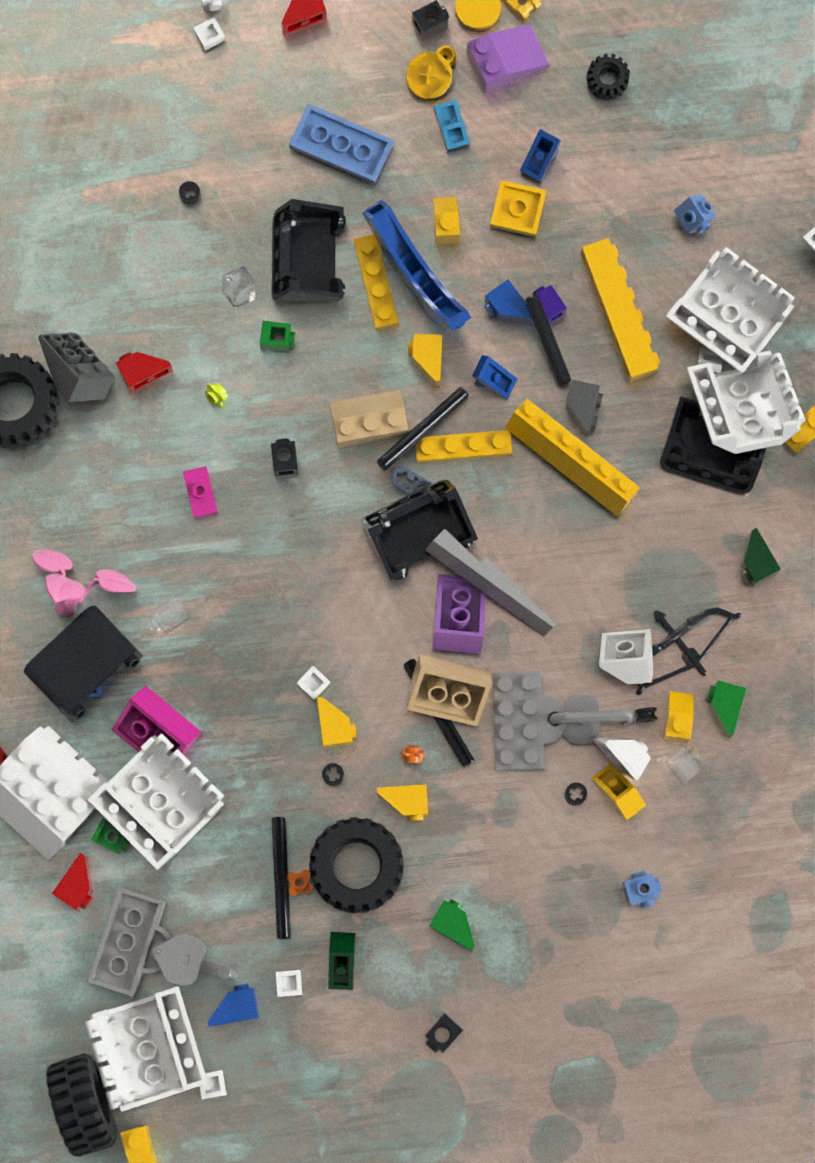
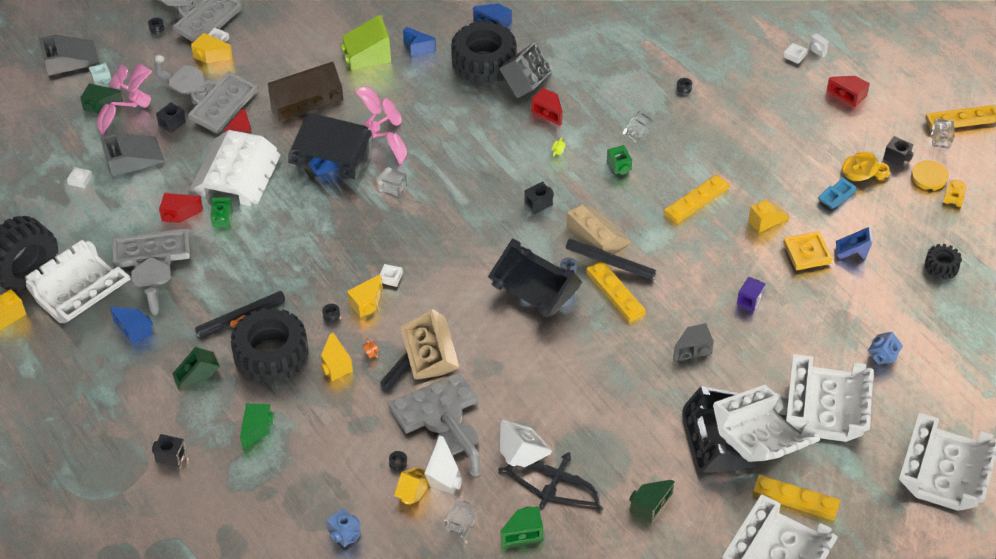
camera: 65 degrees right, 30 degrees down
(150, 716) = (309, 206): dark pink slope -> none
(158, 801) = (254, 223): white slope -> none
(200, 492) = (487, 168): dark pink plate -> none
(215, 1085) = (69, 333): white plate -> none
(289, 983) = (164, 347): white plate -> none
(306, 252) = (689, 152): black windscreen -> none
(341, 144) = (776, 143): medium blue plate -> none
(415, 272) = (716, 210): blue arch -> none
(427, 355) = (665, 243): yellow slope -> none
(458, 615) = (489, 334): medium lavender slope -> none
(489, 580) = (526, 334): light grey slope -> none
(493, 377) = (676, 282): blue slope -> none
(506, 56) = (908, 200): medium lavender slope -> none
(507, 305) = (734, 271): blue slope -> none
(548, 339) = (726, 298): black axle -> none
(572, 457) = (649, 350): yellow brick -> none
(619, 310) = (778, 336): yellow brick -> none
(646, 715) = (484, 477): black bush -> none
(679, 717) = (494, 499): yellow slope -> none

